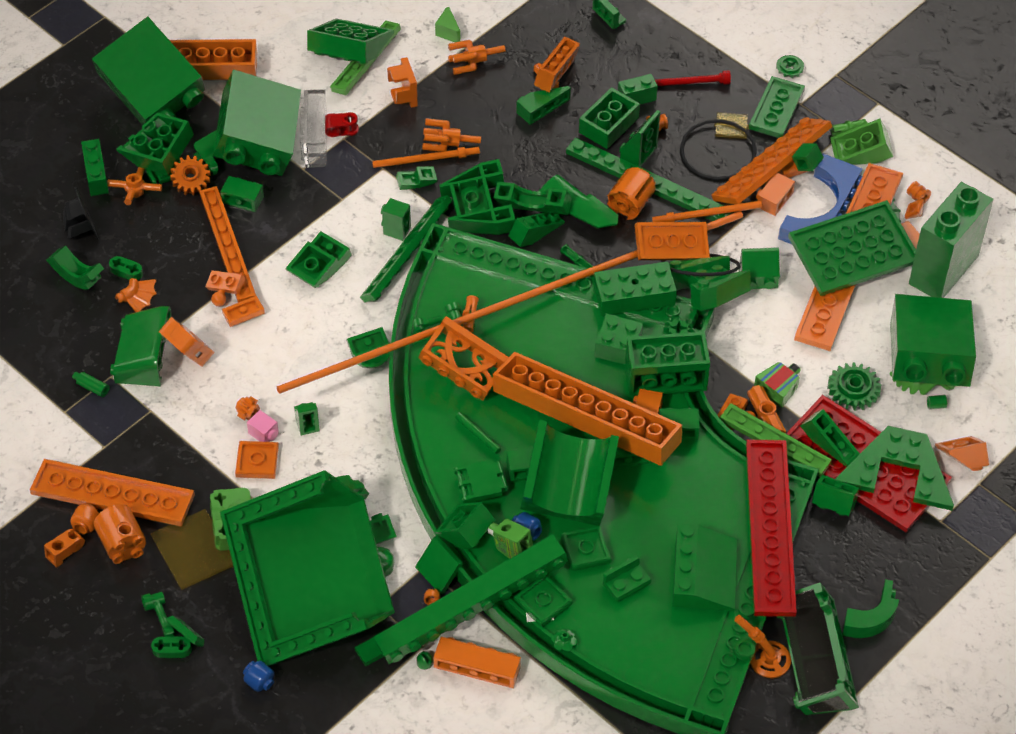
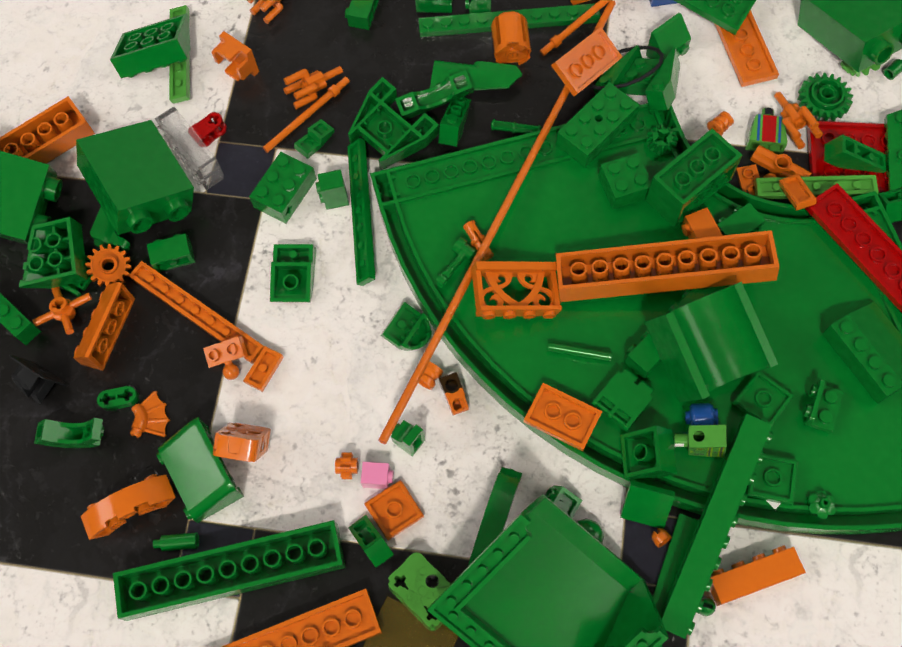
camera: 30 degrees left, 15 degrees up
(68, 332) = (113, 510): none -> orange brick
(112, 420) = (228, 571): none -> green brick
(155, 214) = (104, 326): none -> orange slope
(222, 466) = (371, 541): none -> green arch
(357, 388) = (429, 376): none -> orange wheel
(360, 197) = (283, 187): none -> green piece
(365, 410) = (454, 393): none -> leg
(425, 464) = (562, 416): none -> orange plate
(747, 354) = (721, 123): none -> orange bush
(749, 428) = (797, 192): none -> orange tile
(807, 385) = (795, 119): none -> orange plant

